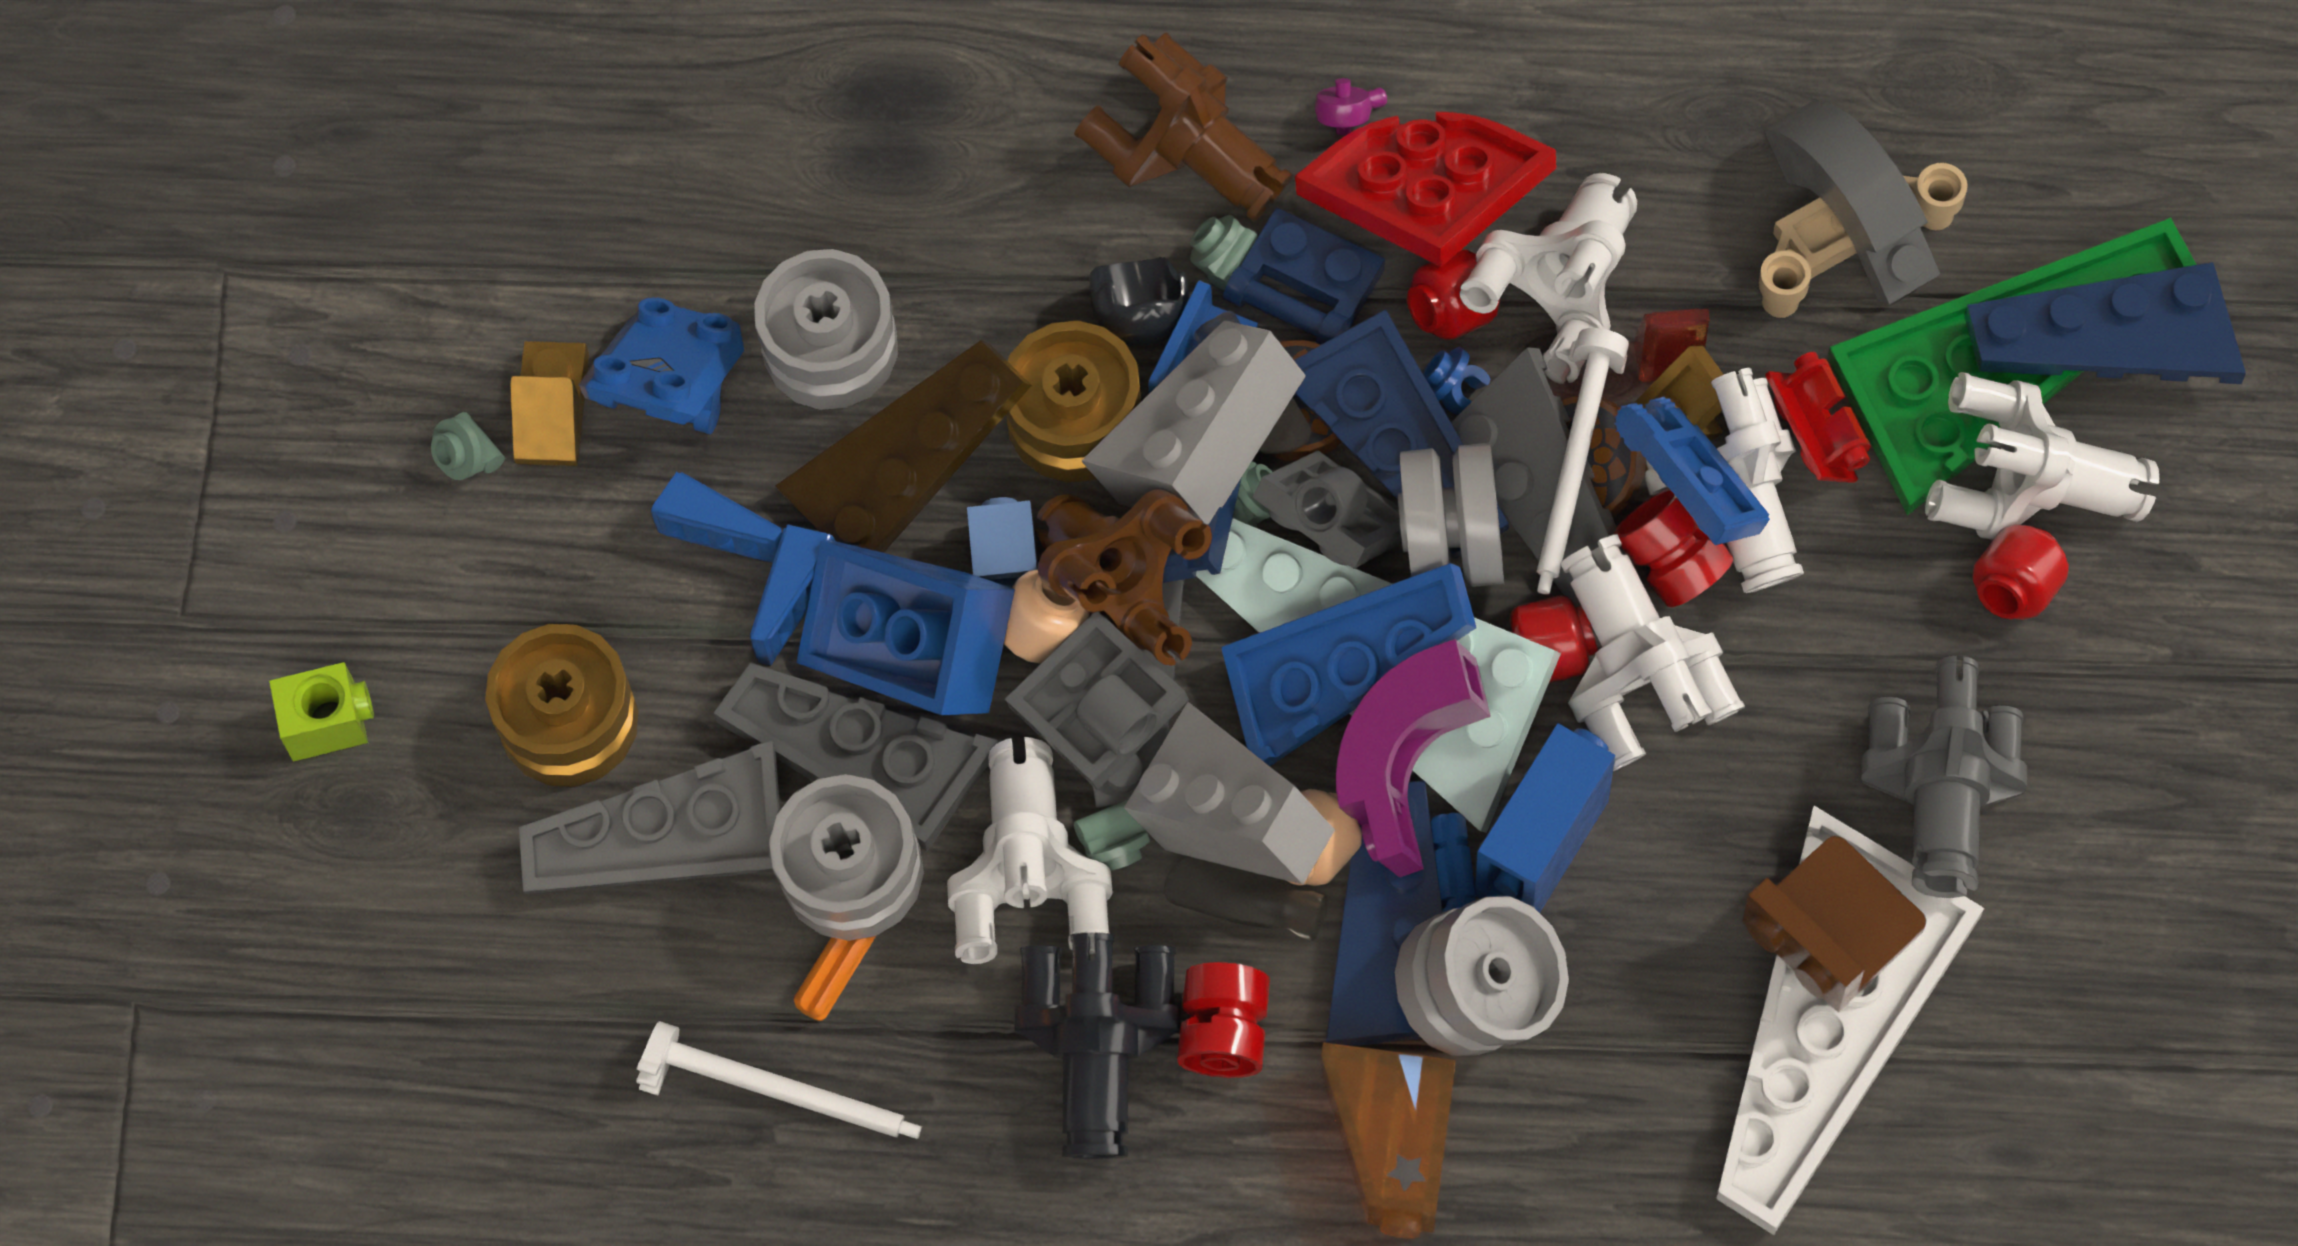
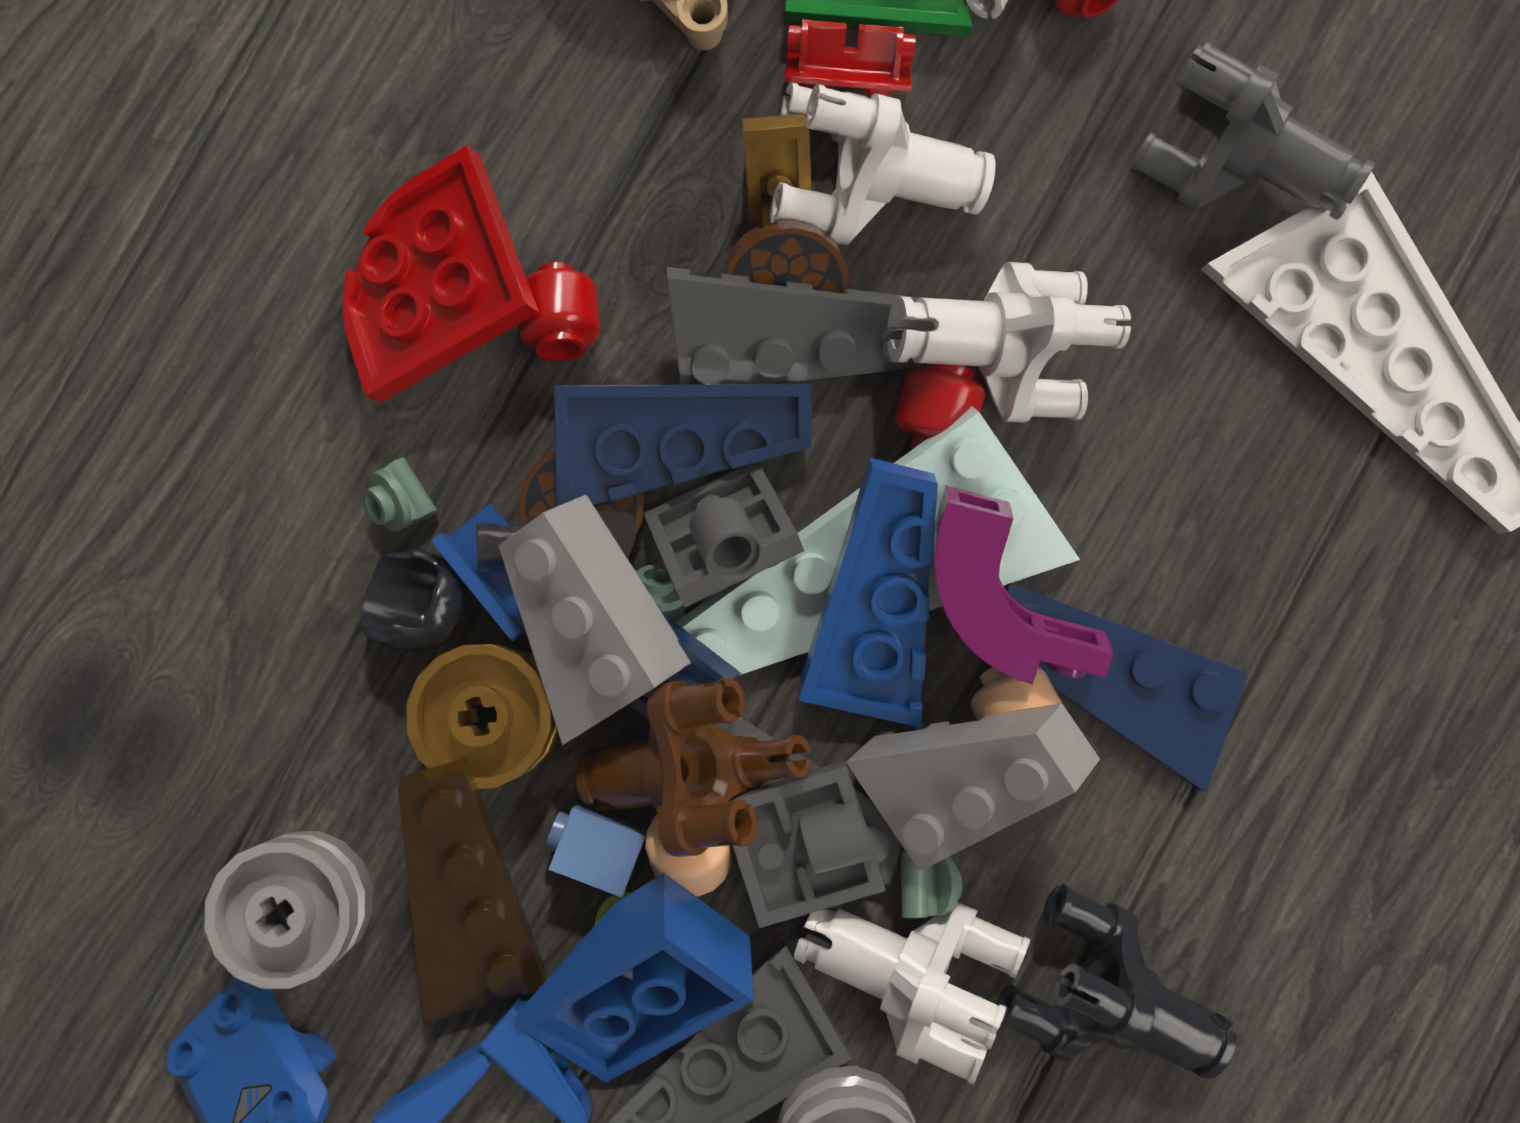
camera: 70 degrees left, 20 degrees up
(1187, 130) = (263, 468): reddish brown wheel -> none
(1224, 1014) = (1162, 881): red wheel -> none
(1312, 264) = (454, 422): dark blue plate -> none
(1347, 105) = (311, 309): magenta piece -> none
(1393, 1130) = (1321, 776): clear orange slope -> none
(1446, 375) = (633, 362): blue plate -> none
(1451, 517) = (806, 431): light grey wheel -> none
(1453, 860) = (1108, 601): blue axle -> none
(1481, 976) = (1245, 637): light grey wheel -> none
(1546, 819) = (1126, 504): blue brick -> none
(1560, 267) = (593, 198): white wheel -> none
(1601, 350) = (708, 213): white piece -> none
(1665, 337) = (712, 146): clear red slope -> none
(1675, 549) = (915, 251): red wheel -> none
(1692, 470) = (877, 194): blue hinge -> none
(1833, 921) = (1341, 306): reddish brown bracket -> none

